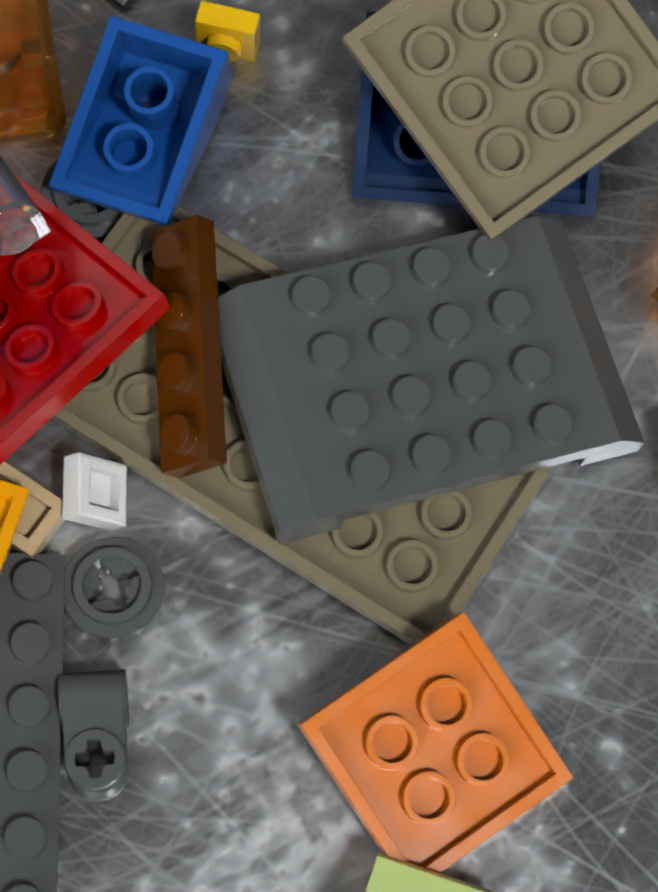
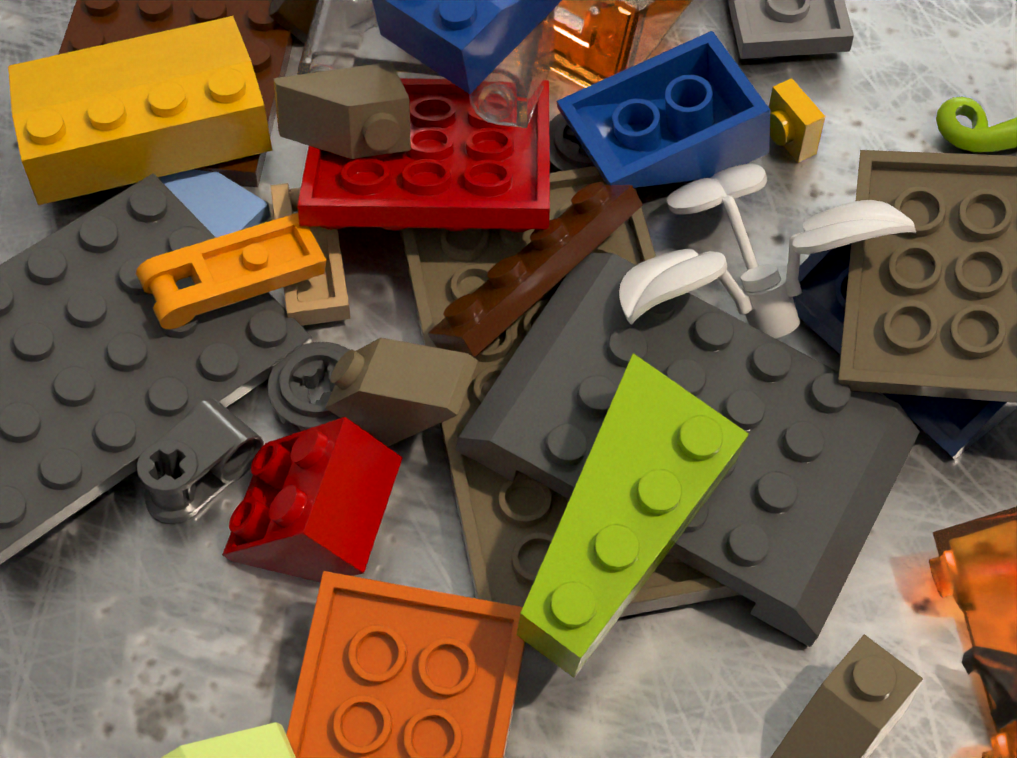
camera: 50 degrees right, 15 degrees down
(94, 491) = (376, 311): white tile -> none
(195, 536) = (399, 387): none -> dark tan slope
(215, 680) = (314, 502): none -> red slope
(319, 266) = (764, 292): none -> white plant
(474, 485) = (634, 499): none -> lime wedge

